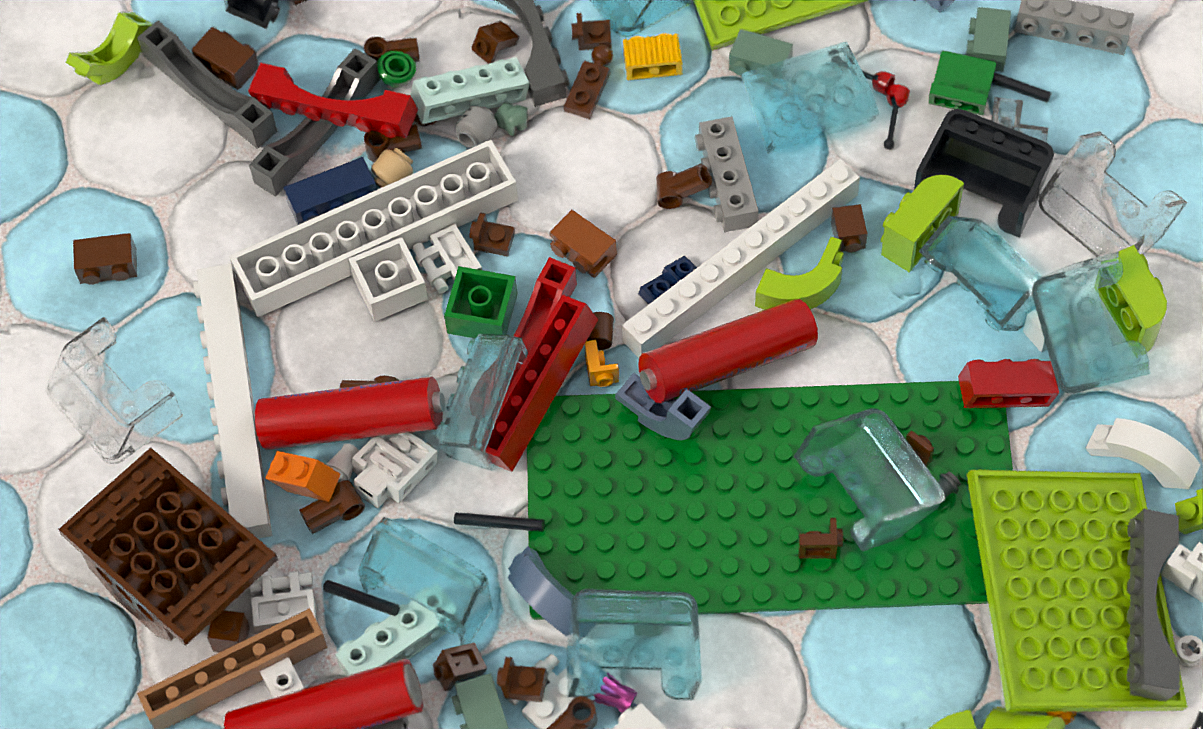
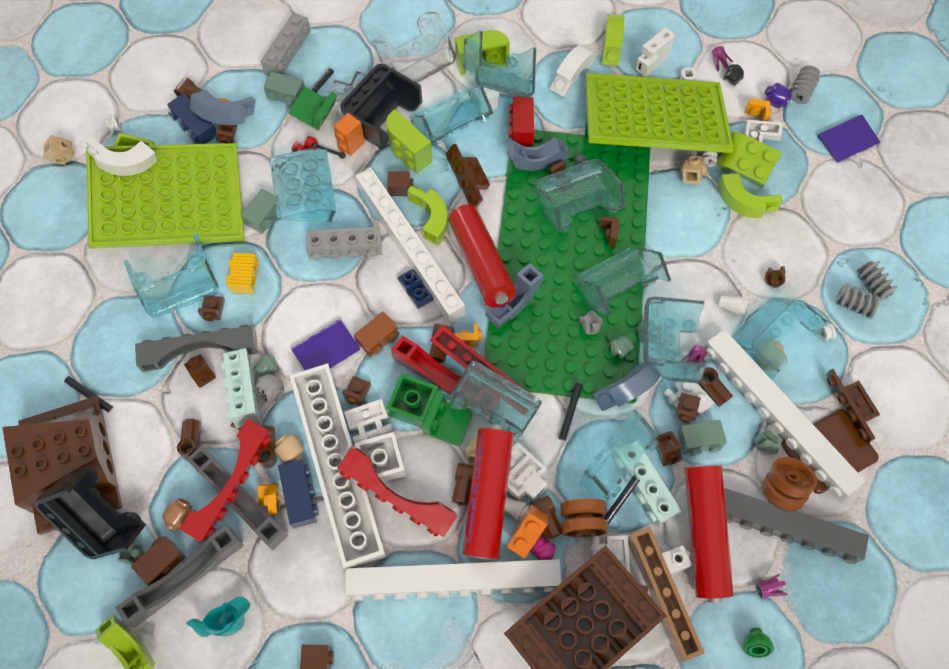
camera: 85 degrees left, 5 degrees up
(155, 141) = (222, 620): none -> teal hair
(234, 25) = (129, 556): none -> sand green arm
(286, 509) = (543, 549): none -> dark pink arm
(292, 59) = (176, 513): none -> medium nougat head
(319, 160) = (269, 496): none -> light orange bracket
(323, 548) = (584, 518): none -> dark orange wheel
(357, 244) = (431, 514): none -> arch
(396, 68) = (207, 435): green brick -> none
(451, 348) = (446, 422): none -> green bracket
(553, 185) = (326, 347): none -> dark purple piece
(589, 83) = (251, 314): reddish brown plate -> none
(613, 575) = (620, 346): none -> sand green arm
(646, 529) = (591, 323): none -> light grey arm
(675, 186) = (348, 273): reddish brown piece -> none
(730, 550) = (619, 274): none -> clear light blue windscreen
(890, 328) = (469, 175): none -> reddish brown bracket
(914, 136) = (349, 134): none -> orange brick
(936, 410) = (537, 157): none -> sand blue arch
(974, 666) = (693, 169): none -> tan brick
(1153, 665) = (701, 85): dark grey arch -> none

